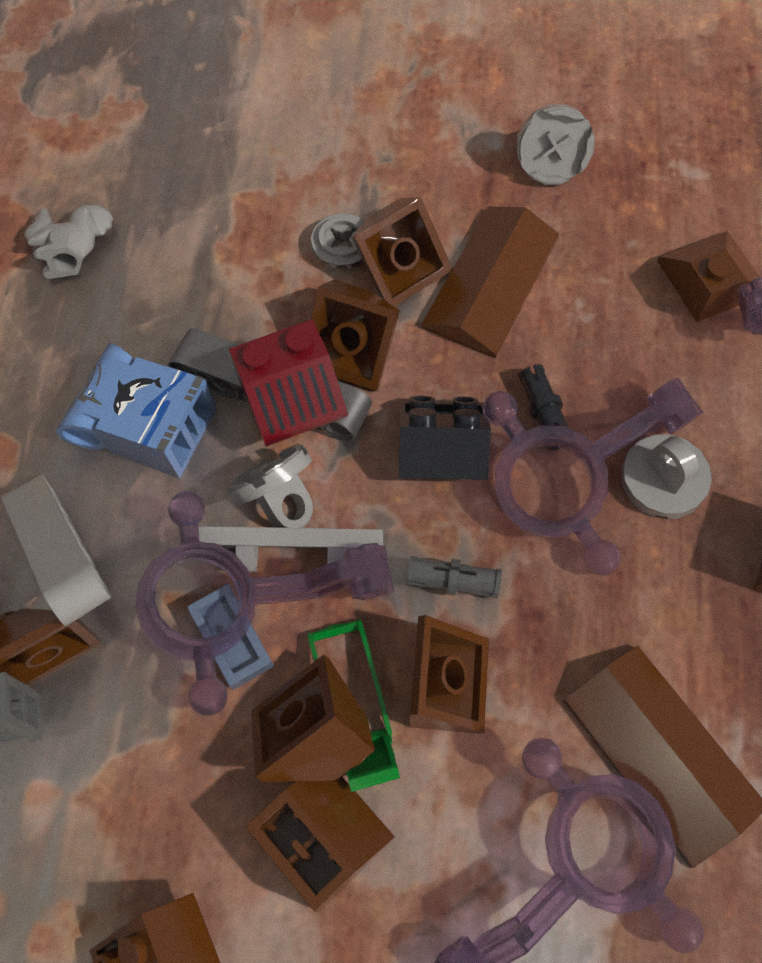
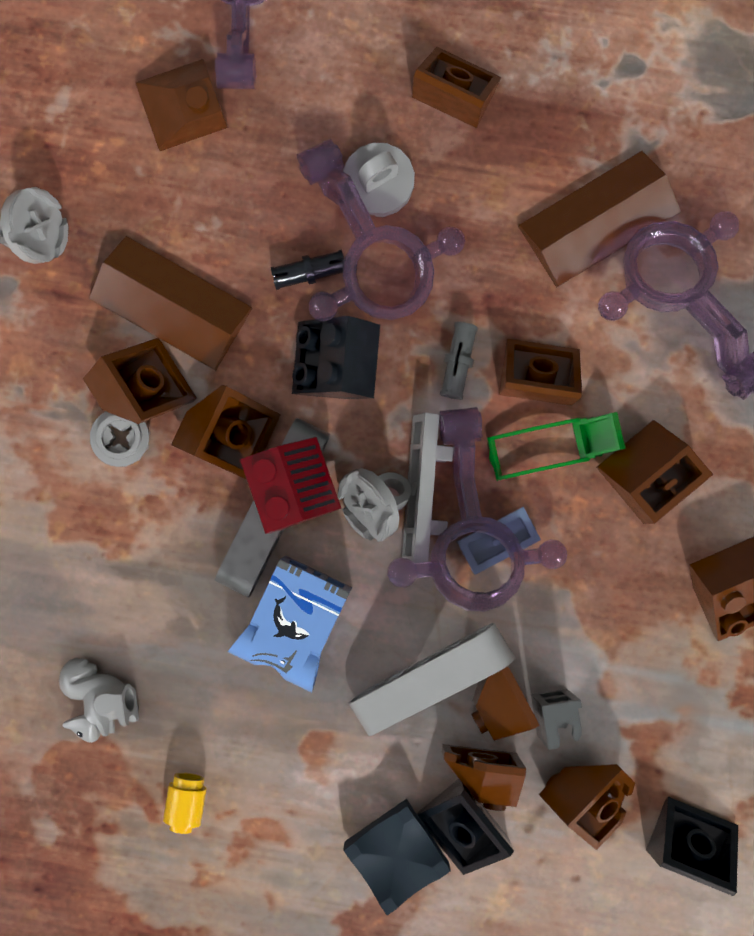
camera: 85 degrees left, 20 degrees up
(310, 728) = (579, 478): reddish brown slope -> none

